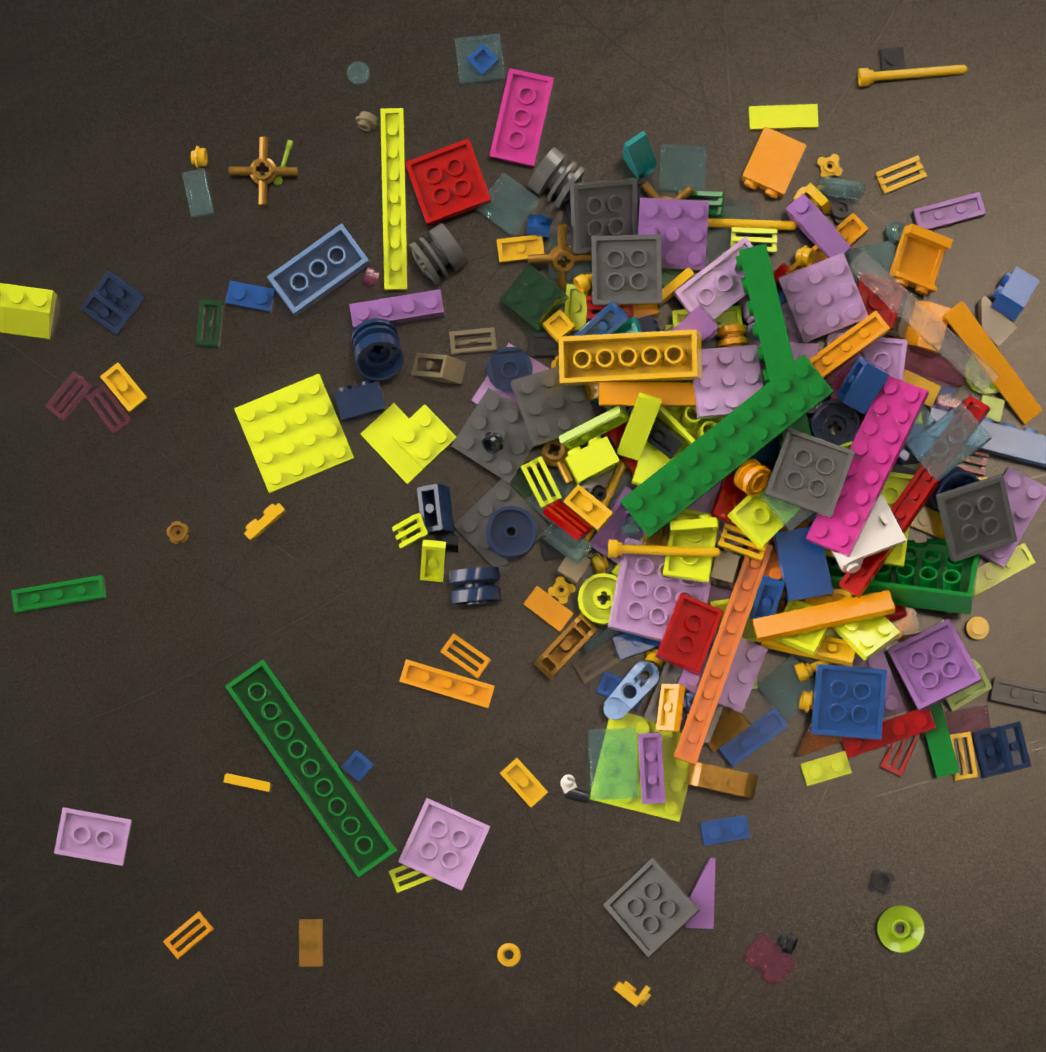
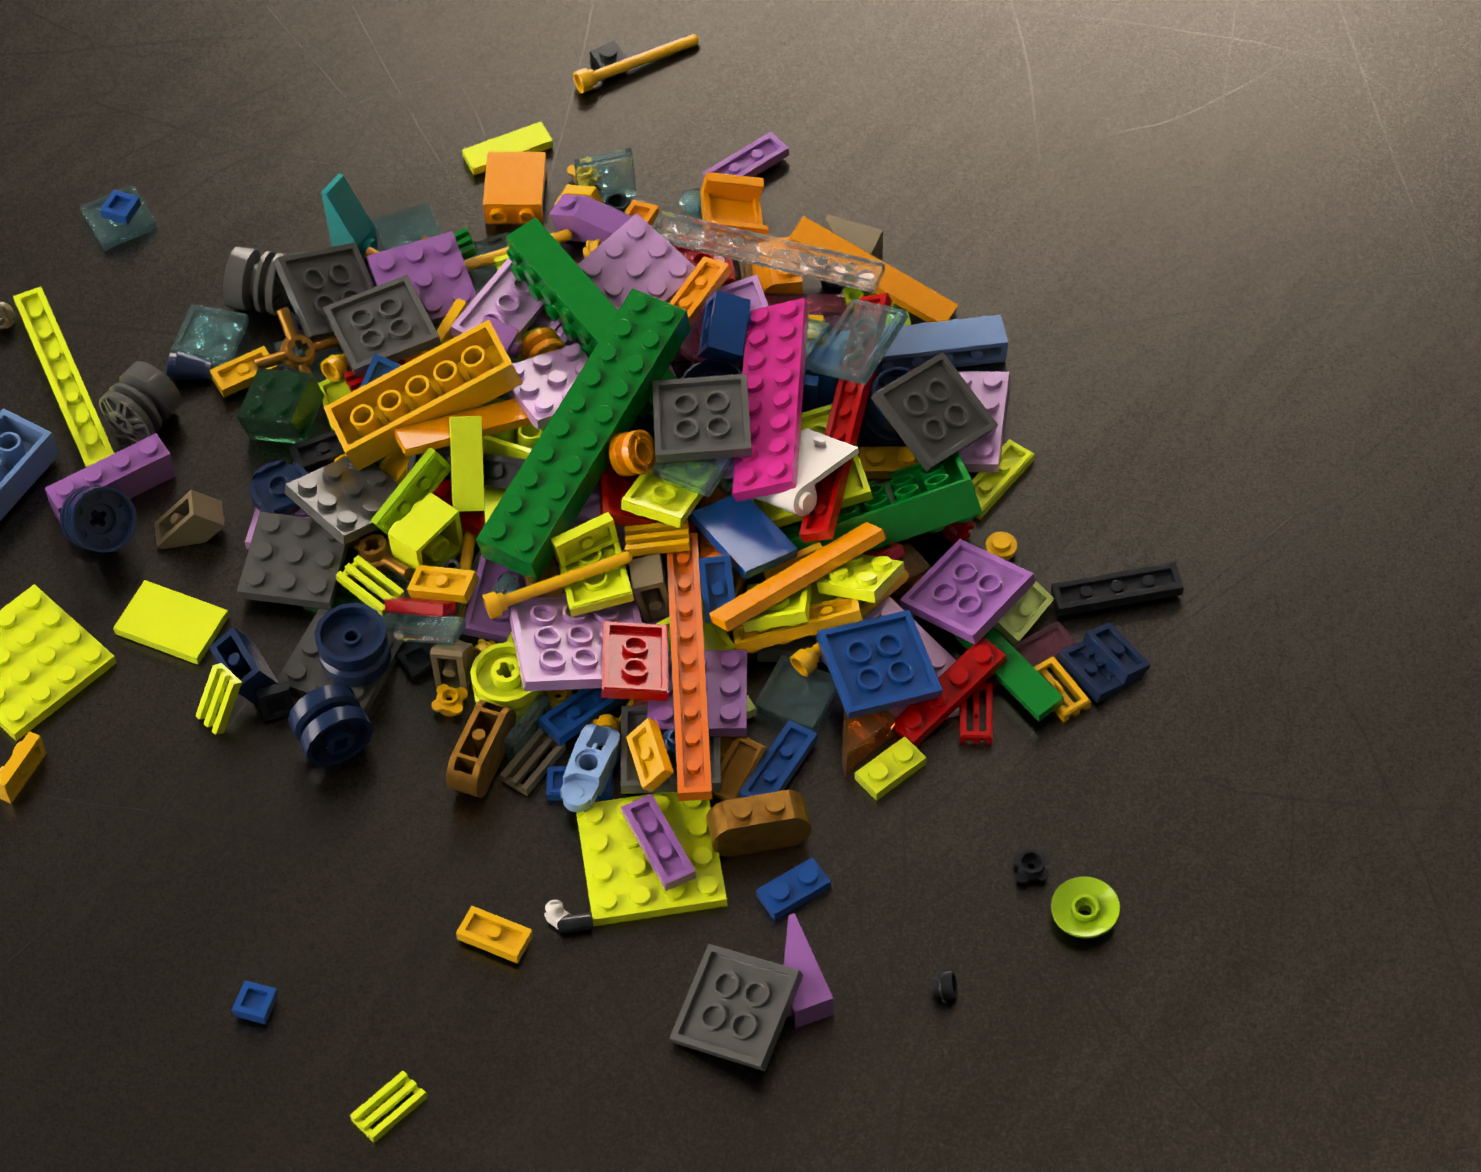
camera: 20 degrees left, 30 degrees down
(248, 782) = (105, 1080): yellow tile -> none
(311, 768) = (191, 1025): green brick -> none
(360, 401) = (99, 592): dark blue brick -> none
(371, 276) = (64, 463): clear pink plate -> none
(424, 436) = (197, 598): neon yellow plate -> none
(432, 560) = (263, 721): neon yellow plate -> none
(444, 844) = (414, 1049): lavender plate -> none
(447, 683) = (340, 859): light orange plate -> none
(448, 182) = (125, 332): red plate -> none
(472, 341) = (225, 488): dark tan tile -> none
(481, 666) = (352, 827): light orange tile -> none
(483, 227) = (187, 367): none -> dark blue cone
(492, 442) = (281, 559): black plate -> none
(508, 962) = (565, 1145): yellow plate -> none
(521, 117) = (191, 250): dark pink plate -> none
(539, 225) = (256, 338): blue plate -> none
(548, 608) = (435, 726): light orange tile -> none
(558, 325) = (318, 422): yellow plate -> none
(613, 763) = (605, 860): clear light blue tile -> none
(628, 991) = (757, 1134): yellow bracket -> none
(769, 958) = (929, 1016): clear pink bracket -> none
(806, 701) = (826, 691): yellow plate -> none
(919, 167) = (668, 151): yellow tile -> none
(1015, 293) = (861, 201): brick -> none

